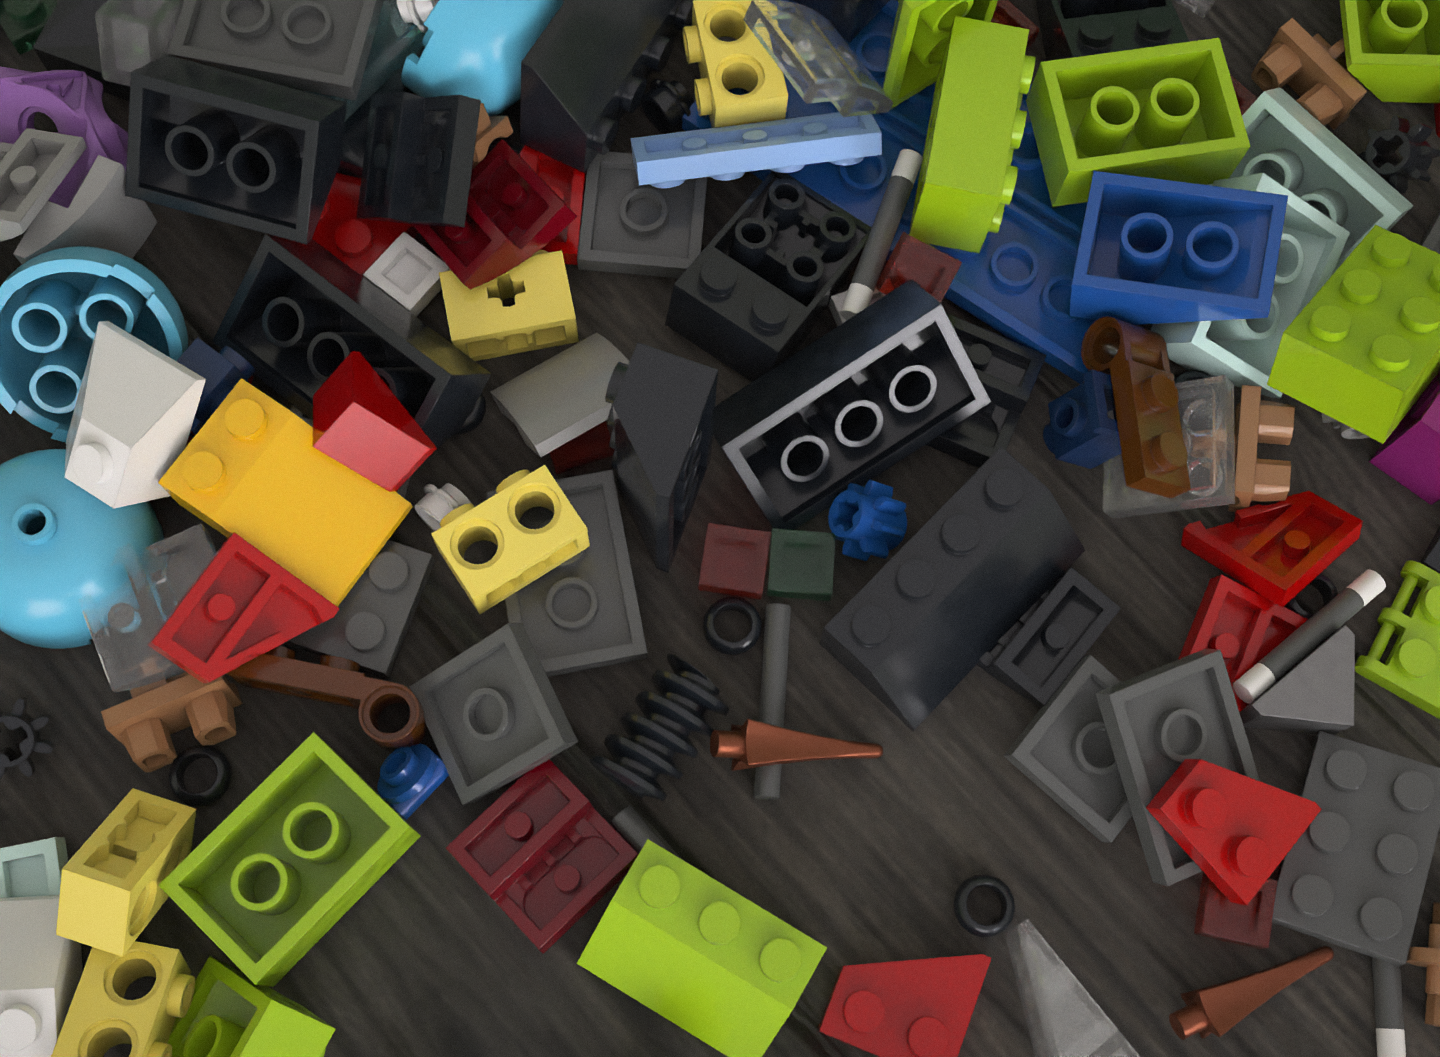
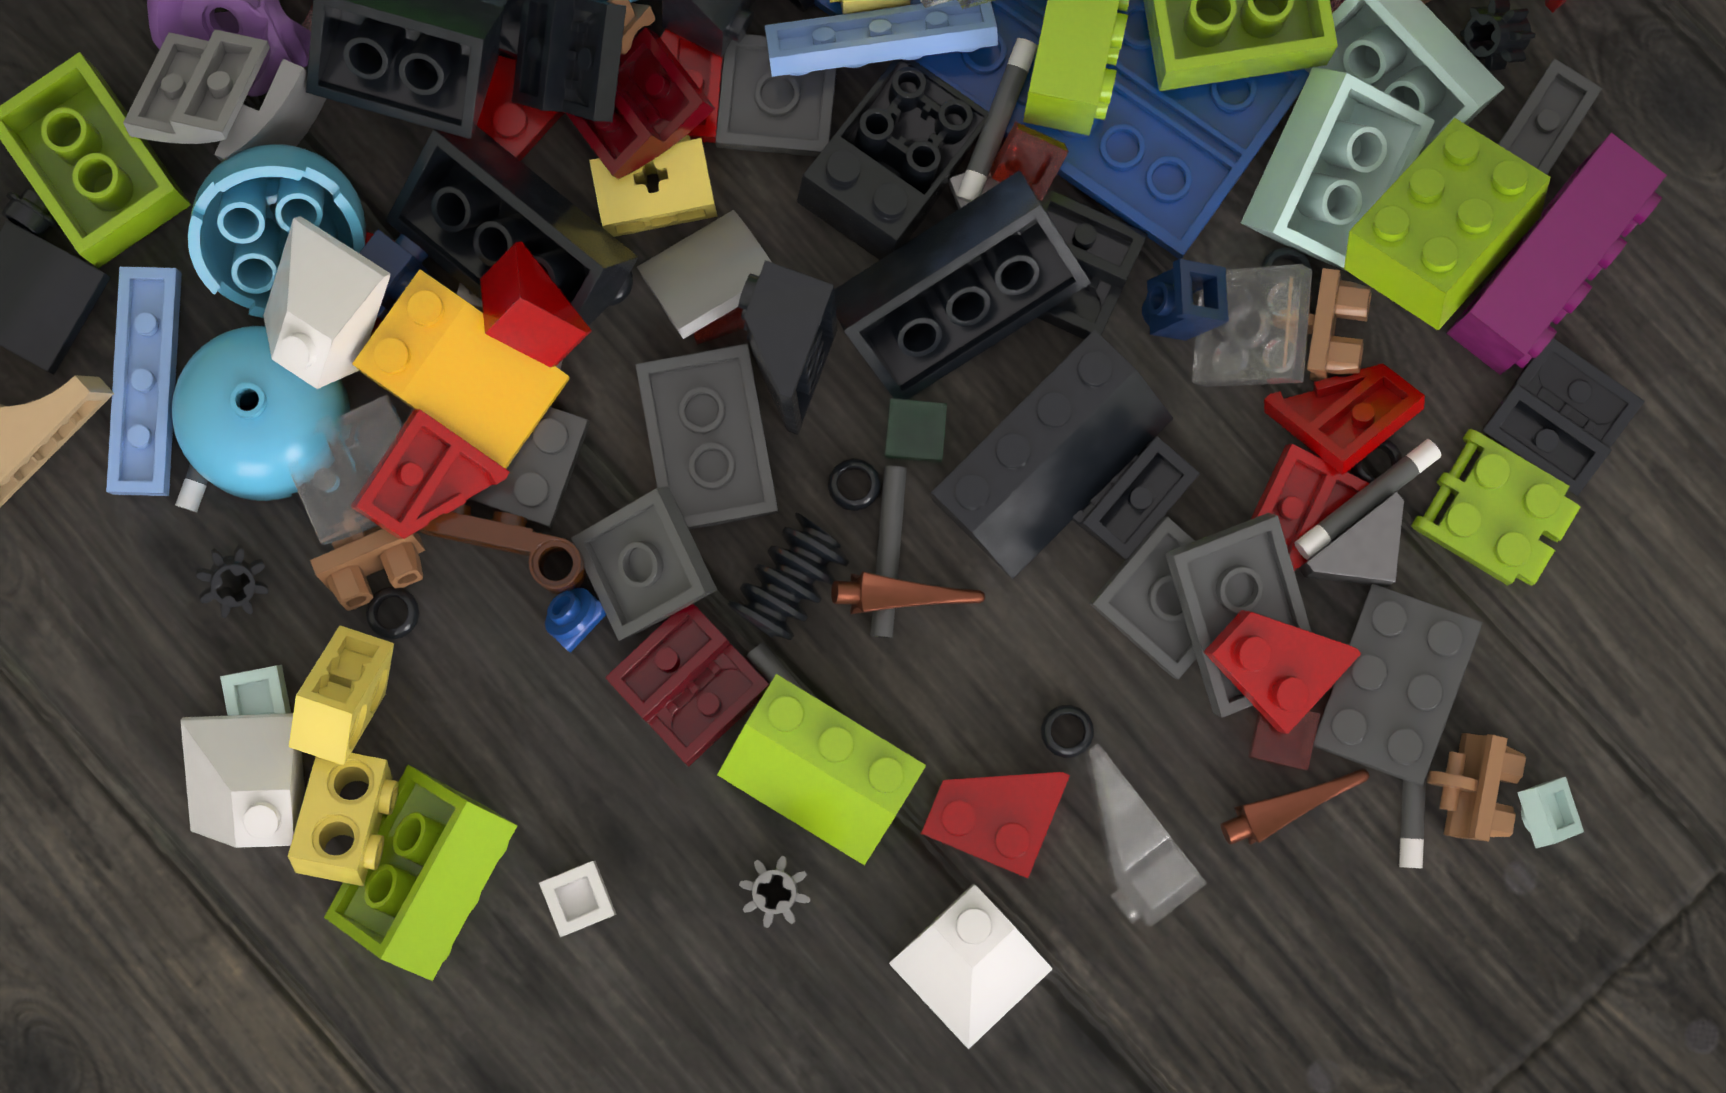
camera: 10 degrees right, 10 degrees up
(289, 862) = (476, 687): lime brick -> none
(407, 273) = (559, 156): white plate -> none
(439, 503) = (598, 379): white plate -> none
(521, 551) = (666, 423): light yellow brick -> none
(734, 561) = (856, 427): clear red plate -> none
(868, 520) = (976, 391): blue gear -> none
(1144, 404) = (1226, 288): reddish brown plate -> none
(1175, 251) = (1260, 147): blue slope -> none

